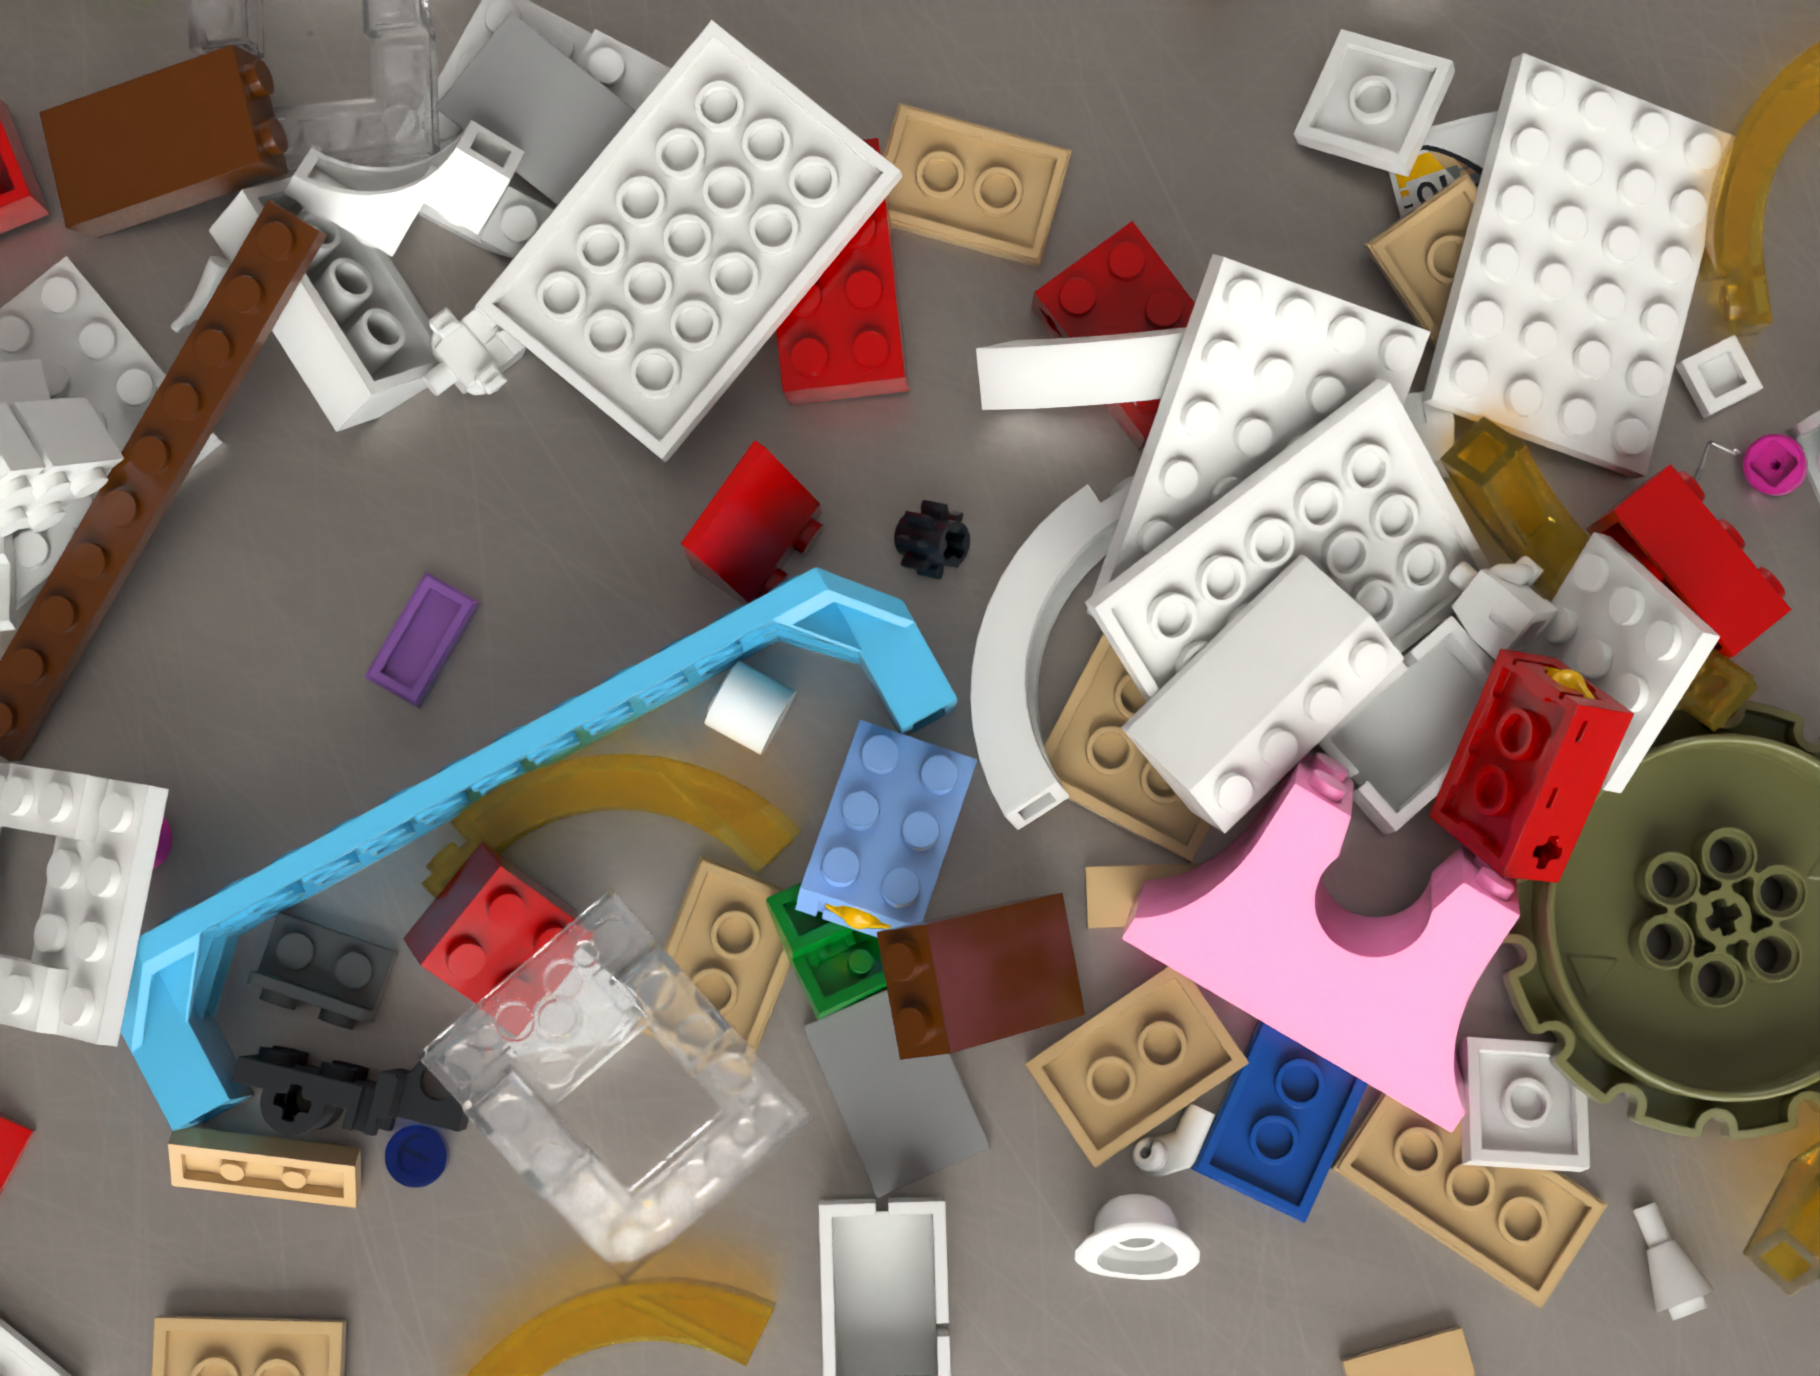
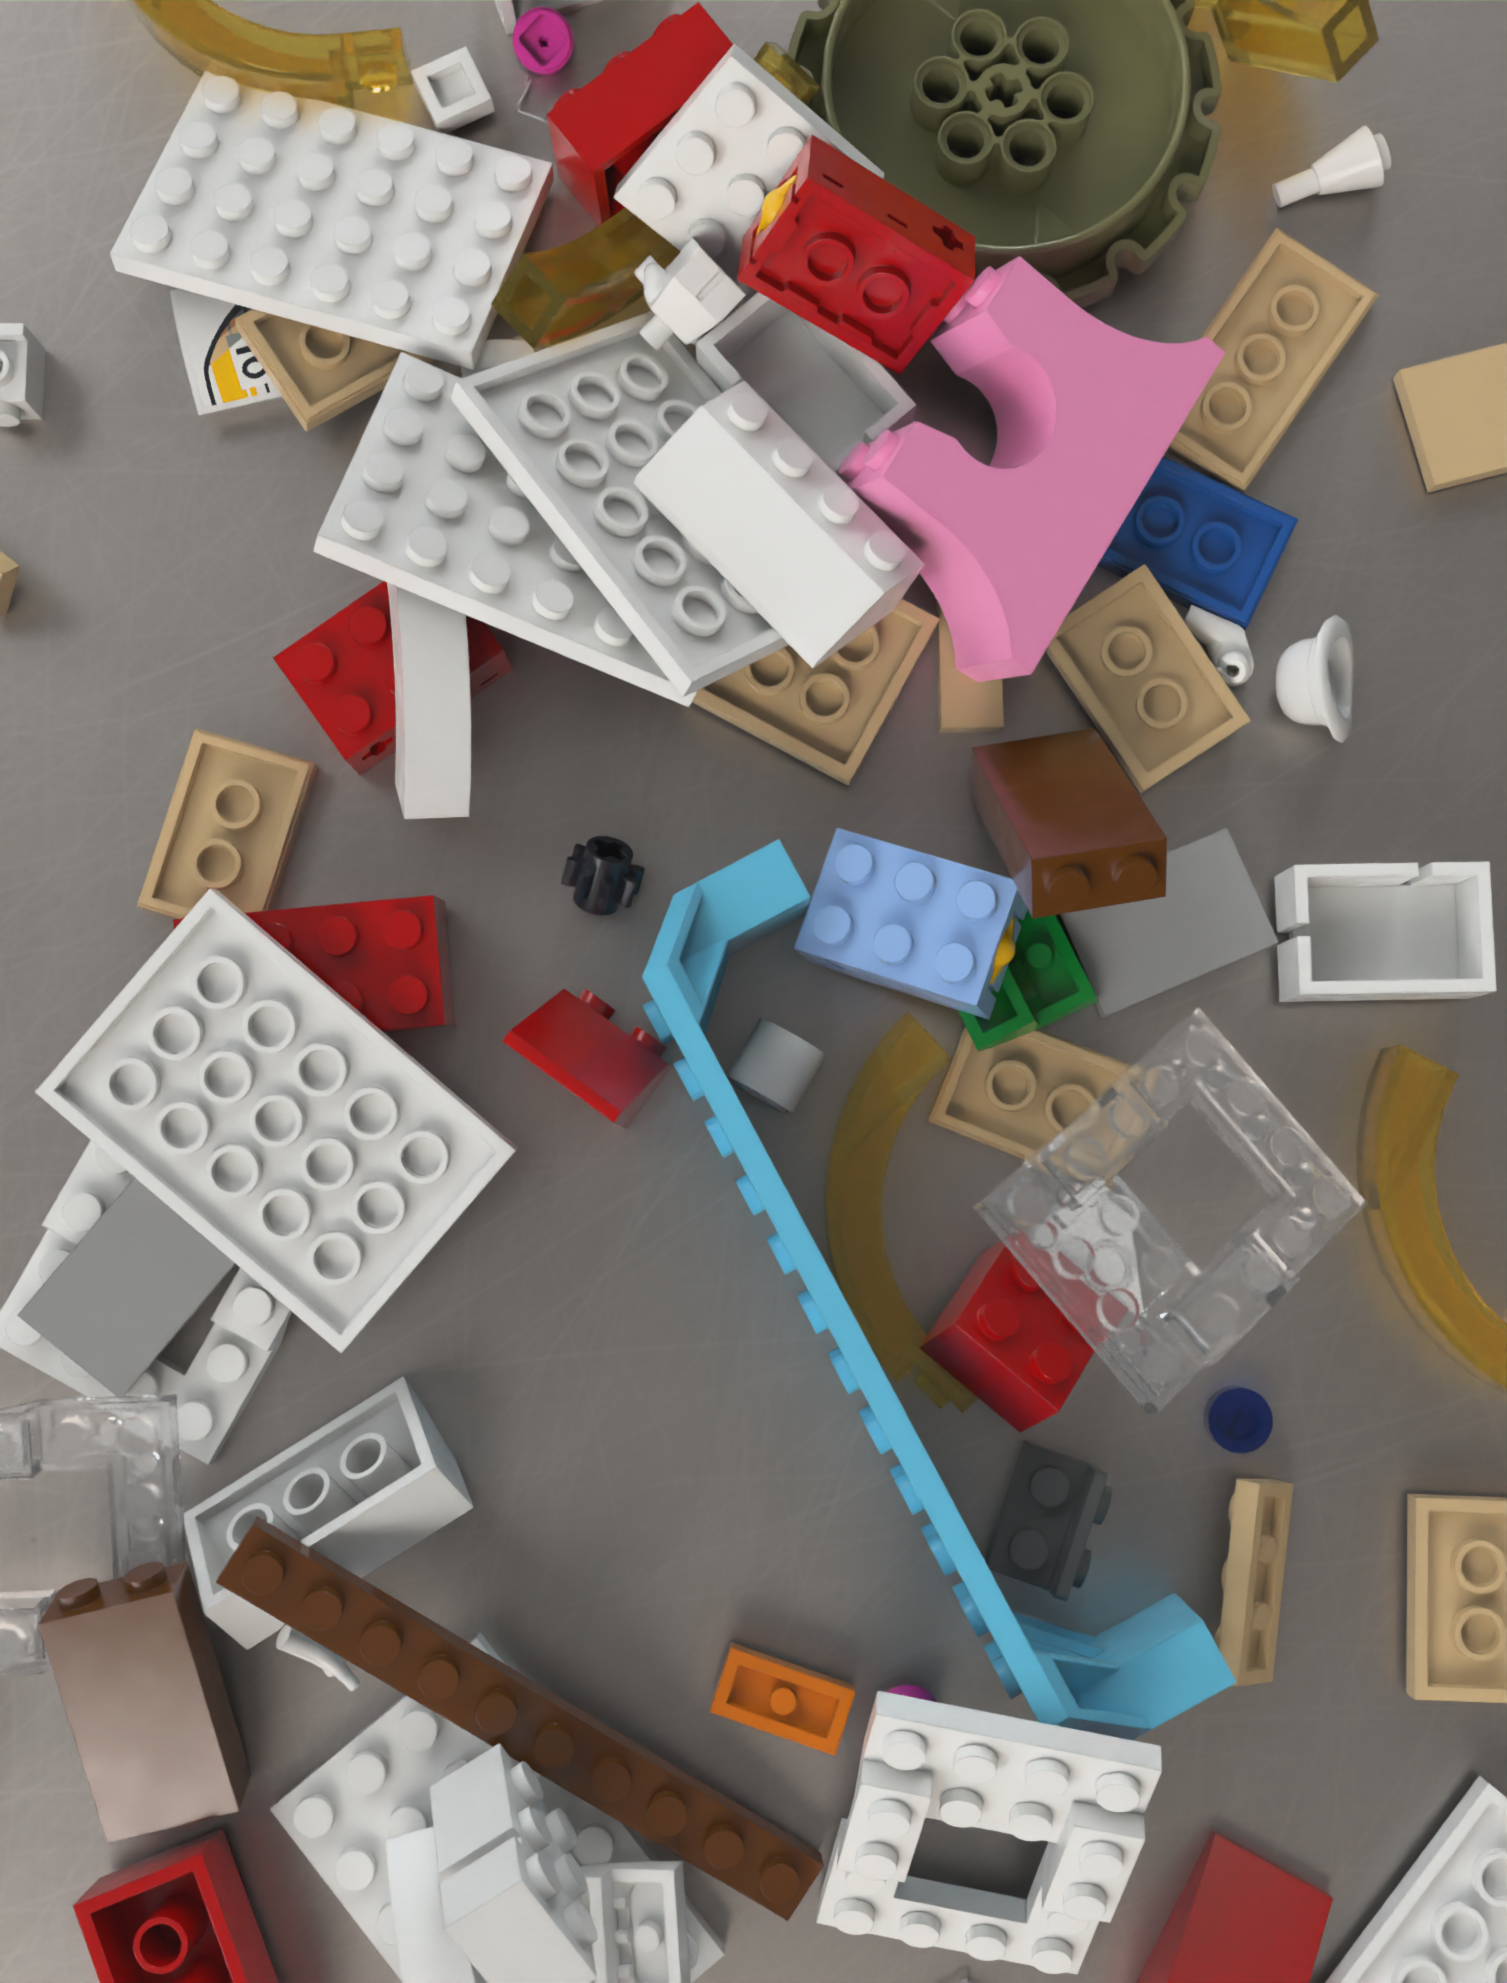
camera: 85 degrees left, 0 degrees up
(160, 722) = (783, 1699): none -> orange plate
(338, 1087) = (1180, 1501): black plate -> none
(383, 201) = (224, 1456): white arch -> none
(422, 640) = (697, 1414): medium lavender tile -> none
(470, 353) = (392, 1361): white piece -> none
(1013, 646) = (704, 791): white arch -> none
(1374, 102) = (156, 415): white plate -> none
(1520, 1108) = (1190, 294): white plate -> none

